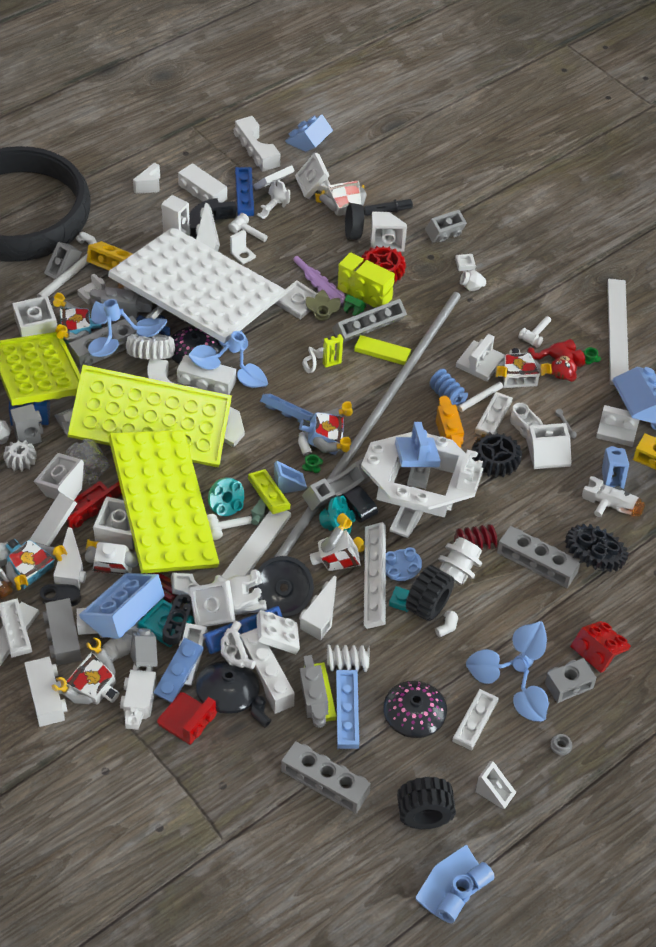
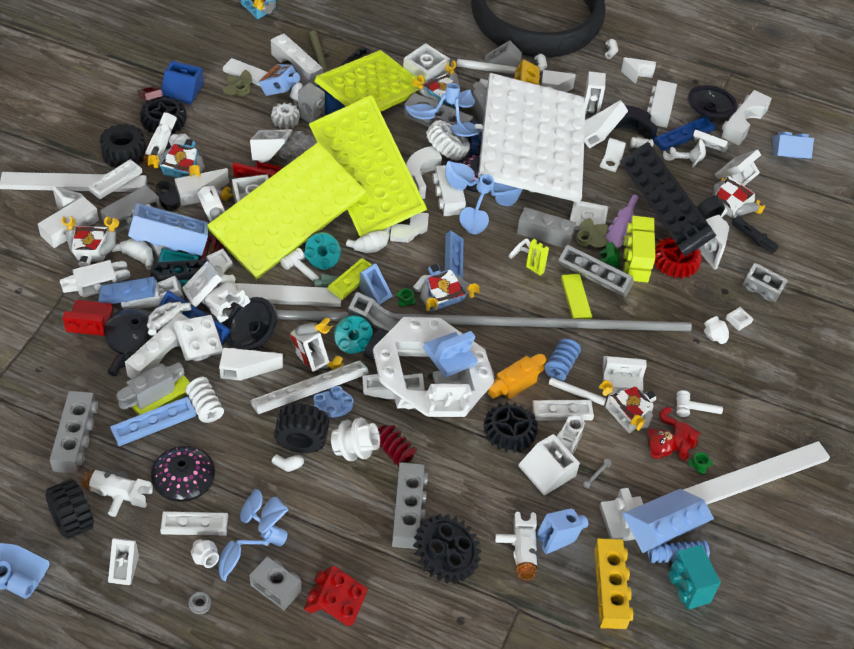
camera: 60 degrees right, 0 degrees up
(15, 682) = (65, 197): none -> white slope
(53, 520) = (226, 157): white tile -> none
(106, 182) = (613, 48): none -> white arm
(124, 238) = (558, 80): none -> white slope
(143, 648) = (133, 259): light grey slope -> none
(228, 153) = (712, 102): none -> black dish
(230, 461) = (371, 241): none -> white piece
(297, 331) = (546, 227): none -> light grey brick
(326, 235) = (667, 199): none -> black hinge
(408, 762) = (118, 487): none -> white piece
(514, 721) = (205, 553): none -> white rock

